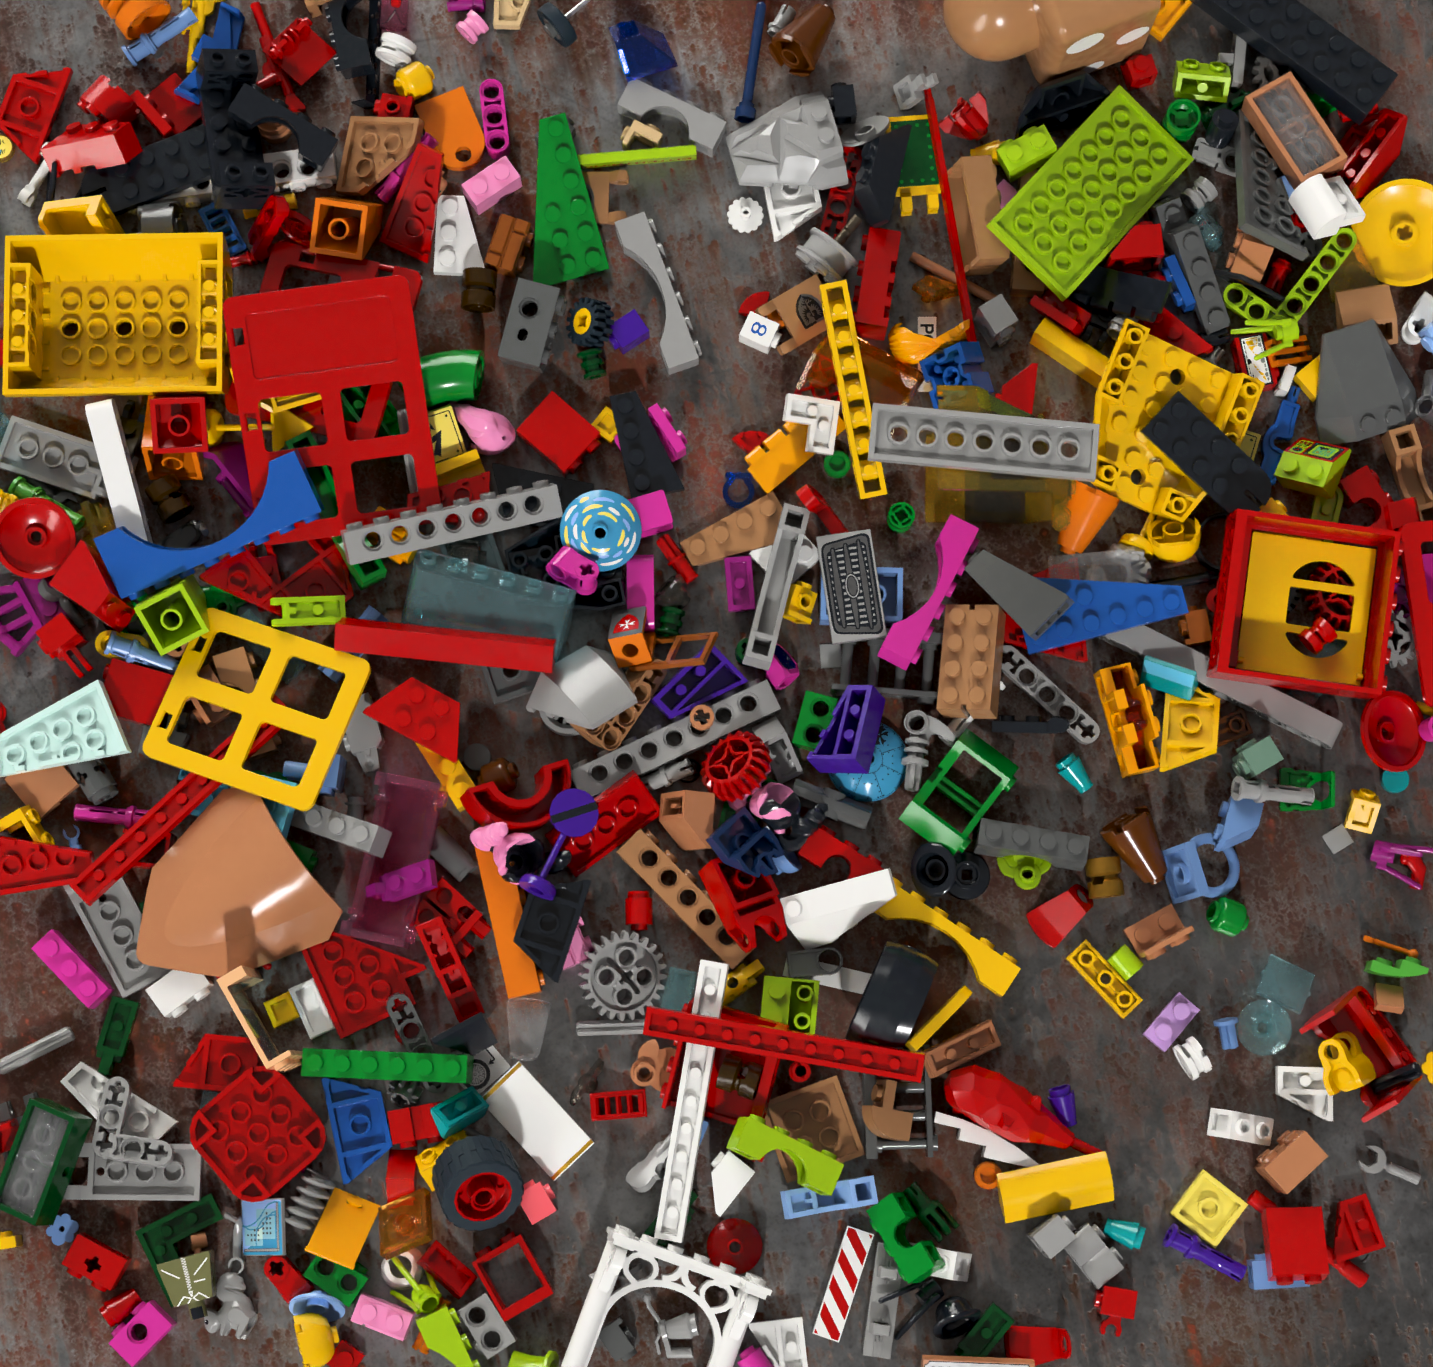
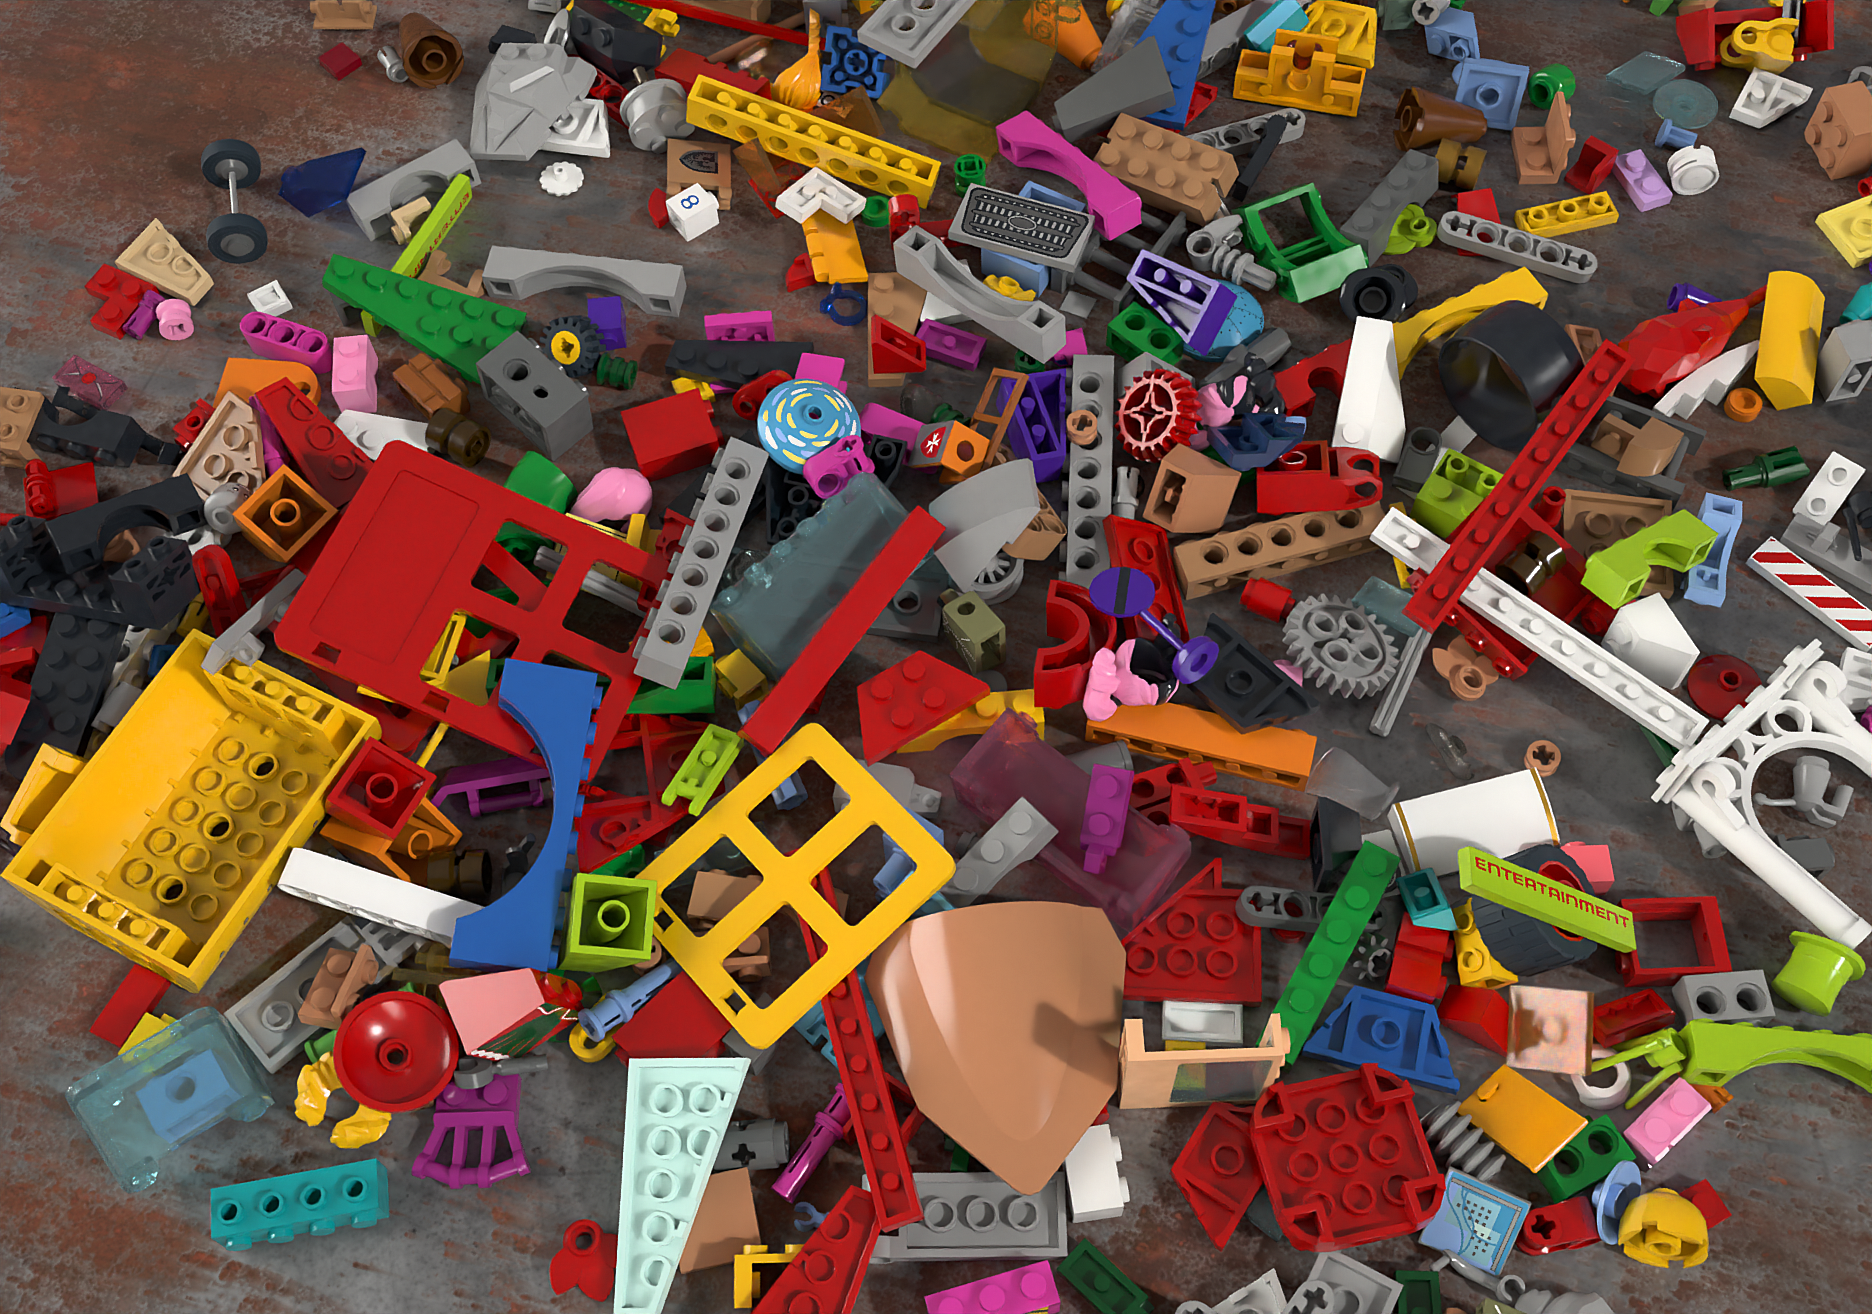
camera: 55 degrees left, 20 degrees down
(57, 476) = (338, 987): none -> nougat bracket
(62, 640) = (551, 1087): red brick -> none
(269, 269) = (240, 638): none -> light grey hinge
(333, 182) = (222, 504): none -> light grey head
(393, 592) = (740, 679): none -> yellow brick
(395, 50) = (138, 396): white wheel -> none
(414, 80) = (181, 394): yellow head -> none
(465, 1185) = (1545, 899): none -> lime tile
(501, 734) = (973, 630): none -> olive torso
(501, 772) = (1020, 667): reddish brown head -> none
(526, 79) = (270, 299): none -> white tile
(594, 1105) = (1488, 753): red slope -> none
(620, 478) = (756, 392): none -> red plate
(621, 1147) = (1549, 750): none -> nougat bush
(649, 1170) = (1597, 731): light grey piece -> none
(676, 558) = (879, 389): red axle -> none
(704, 552) = (895, 348): none -> red slope
(745, 111) = (454, 127): dark blue piece -> none
(890, 1221) = (1829, 493): green arch -> none
(1045, 968) = (1532, 245): none -> light grey beam
(1073, 771) = (1327, 148): teal cone -> none
(1125, 962) = (1558, 186): lime beam -> none
(1160, 978) = (1592, 166): none -> red panel
(1240, 1126) = (1782, 167): white bracket -> none

